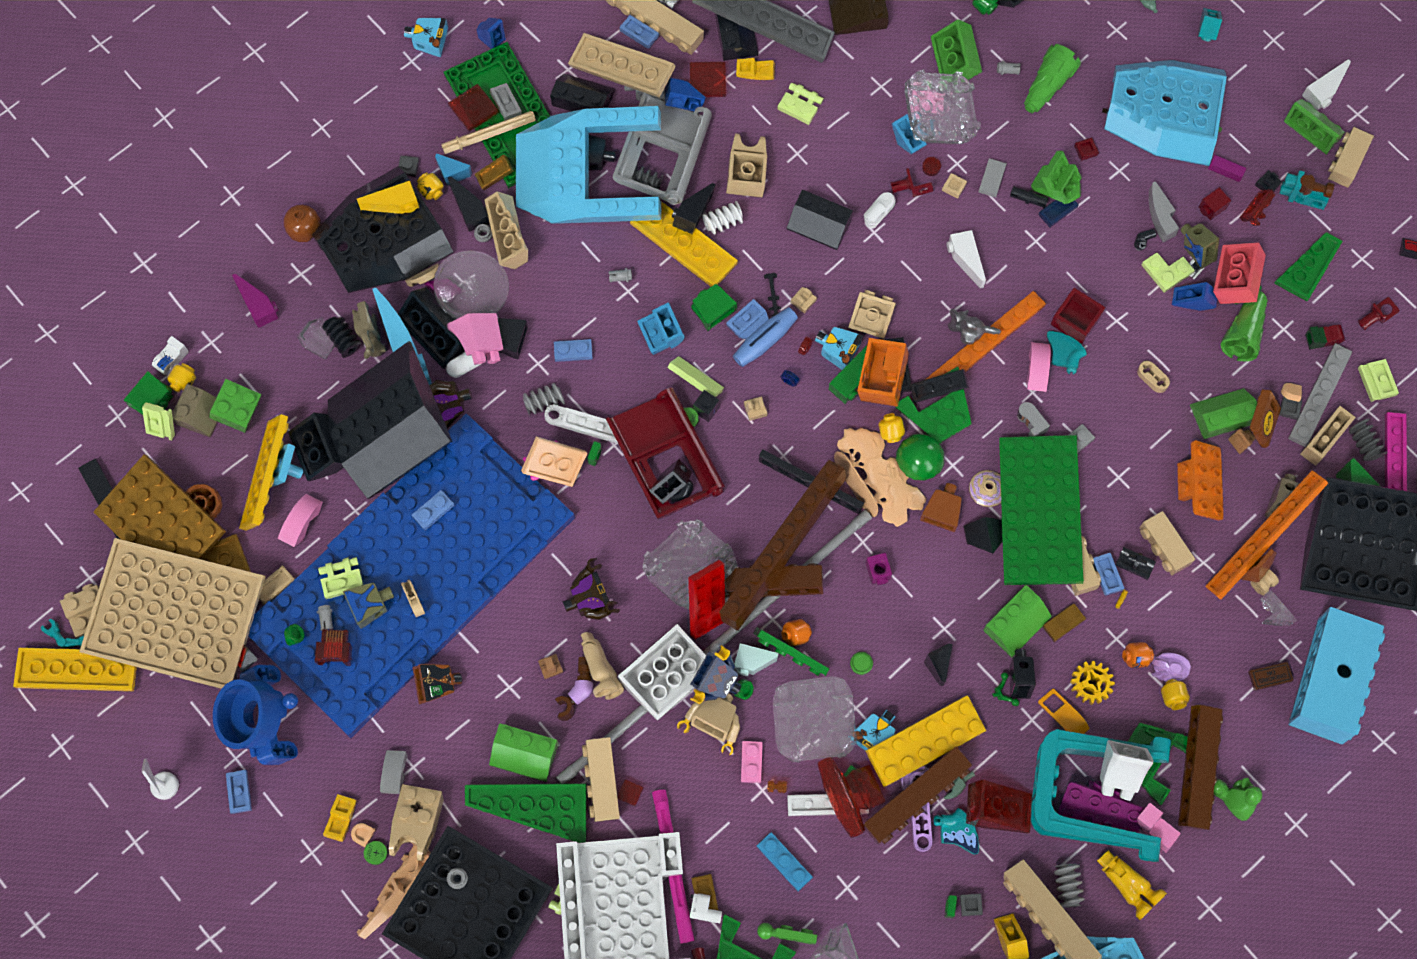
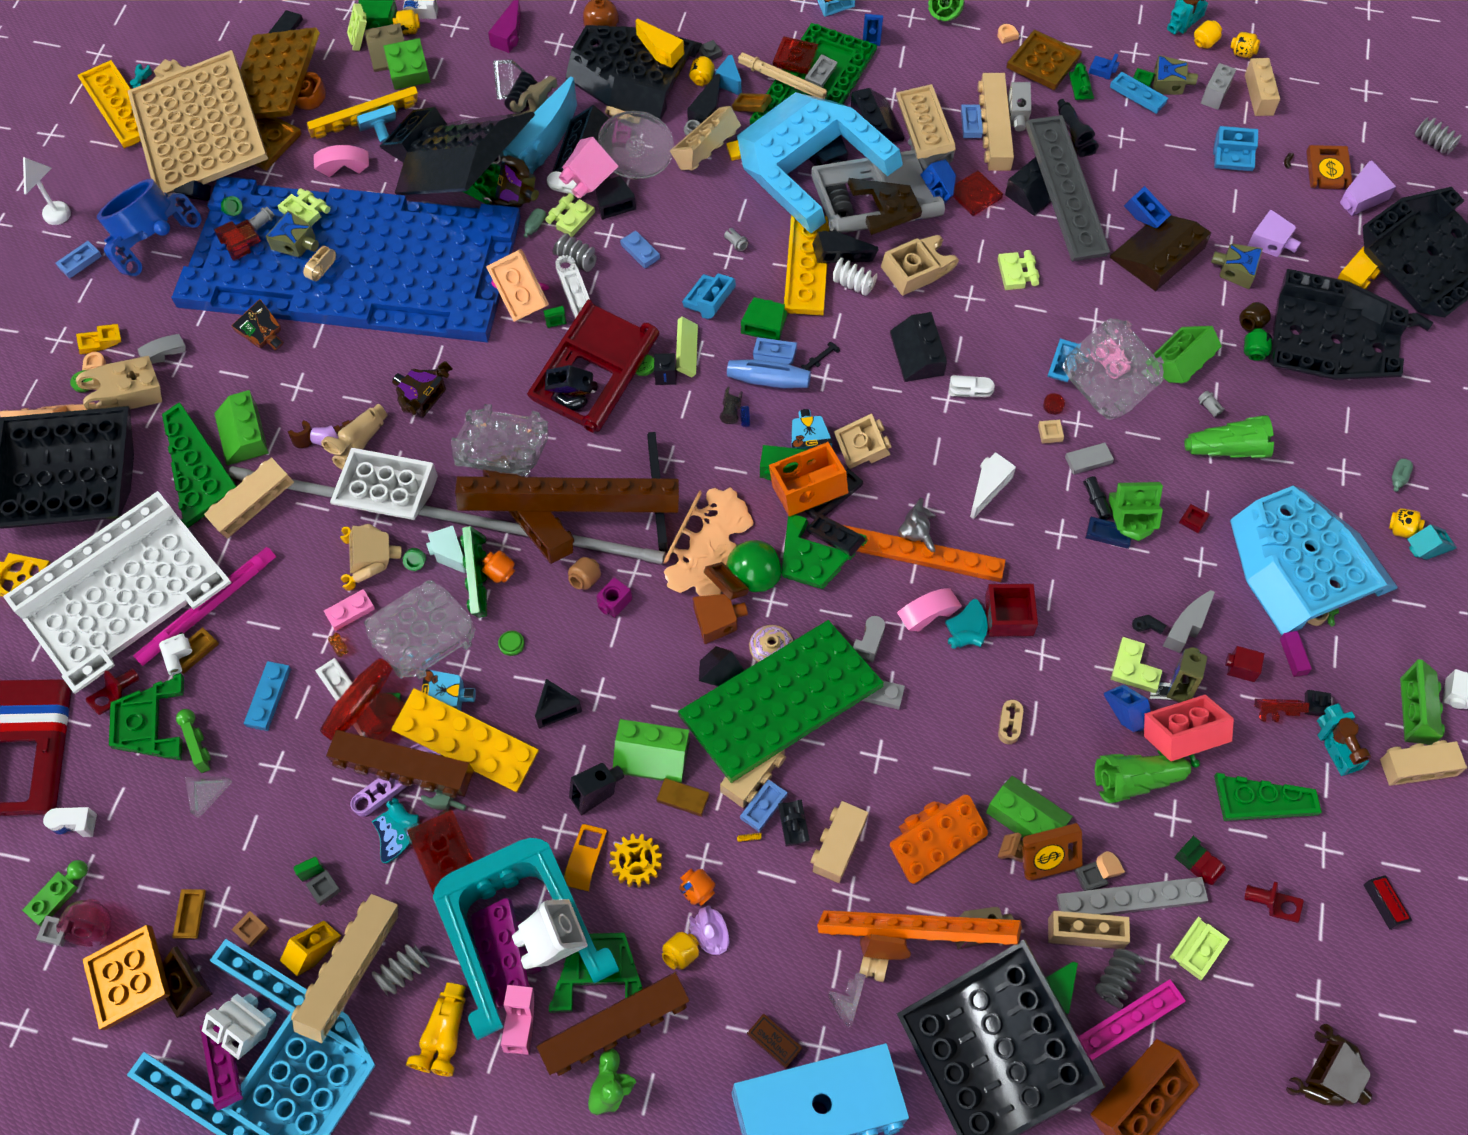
camera: 55 degrees right, 10 degrees down
(275, 584) = (276, 179): tan tile -> none
(433, 510) = (411, 233): medium blue plate -> none
(450, 878) = (80, 438): light grey plate -> none
(483, 410) = (534, 221): none -> sand green piece
(503, 379) = (575, 217): none -> yellowish green plate
(527, 217) = (733, 149): none -> yellow tile
(550, 666) = (335, 402): medium nougat brick -> none
(630, 793) = (256, 532): clear red plate -> none
(686, 142) = (893, 200): none -> dark brown wing
(706, 598) = (469, 456): red plate -> none
(715, 677) = (397, 519): dark blue torso -> none
(755, 408) = (695, 409): tan tile -> none
(756, 70) = (1017, 220): yellow slope -> none
(772, 381) = (731, 406): none -> clear smoke piece
(803, 299) = (832, 384): tan tile -> none
(805, 346) = (786, 409): clear red tile -> none
(844, 576) = (584, 573): none -> medium nougat head
(891, 428) = (762, 523): yellow head -> none
(907, 183) = (1018, 396): dark red bracket -> none
(923, 483) = (726, 580): none -> reddish brown tile
(1015, 702) = (565, 800): green piece -> none
(1185, 26) = (1406, 522): none -> yellow head

